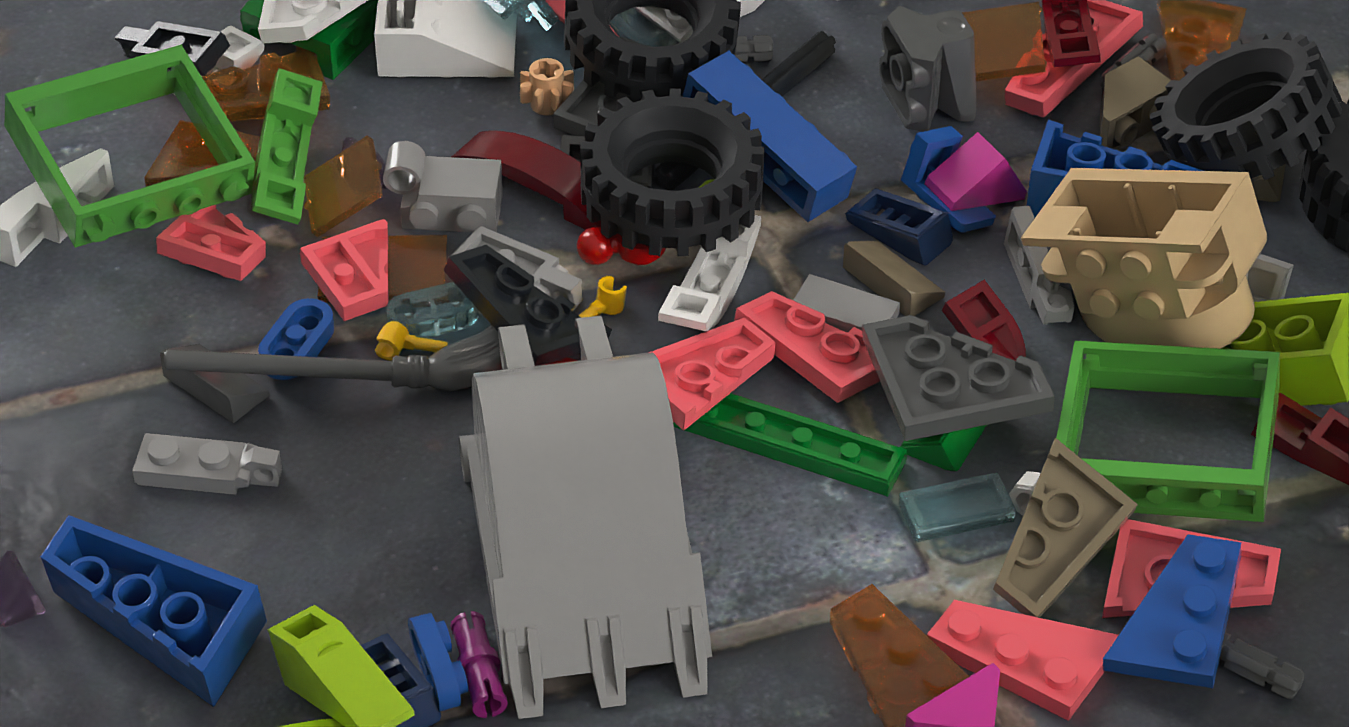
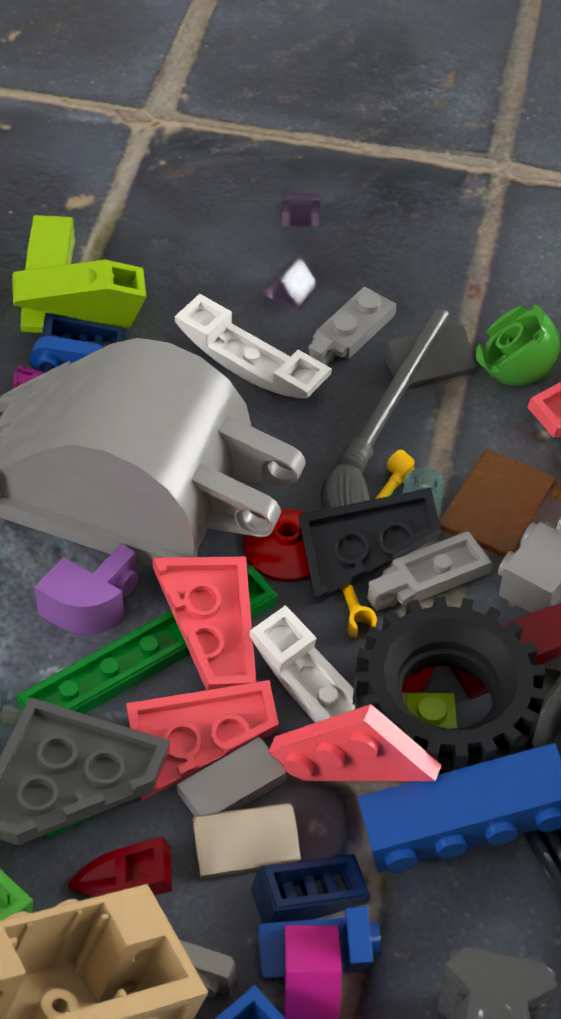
camera: 120 degrees right, 5 degrees up
(157, 603) = (224, 245): blue wedge -> none
(167, 537) = (291, 284): none -> slope
(175, 288) = (520, 347): none -> bright green cylinder
(299, 331) = (442, 415): blue plate -> none
(312, 511) = (246, 355): none -> white slope
(351, 269) = (489, 464): coral wing -> none
(743, 477) = (85, 600): none -> medium lavender brick
(781, 183) = (354, 748): none -> coral wing

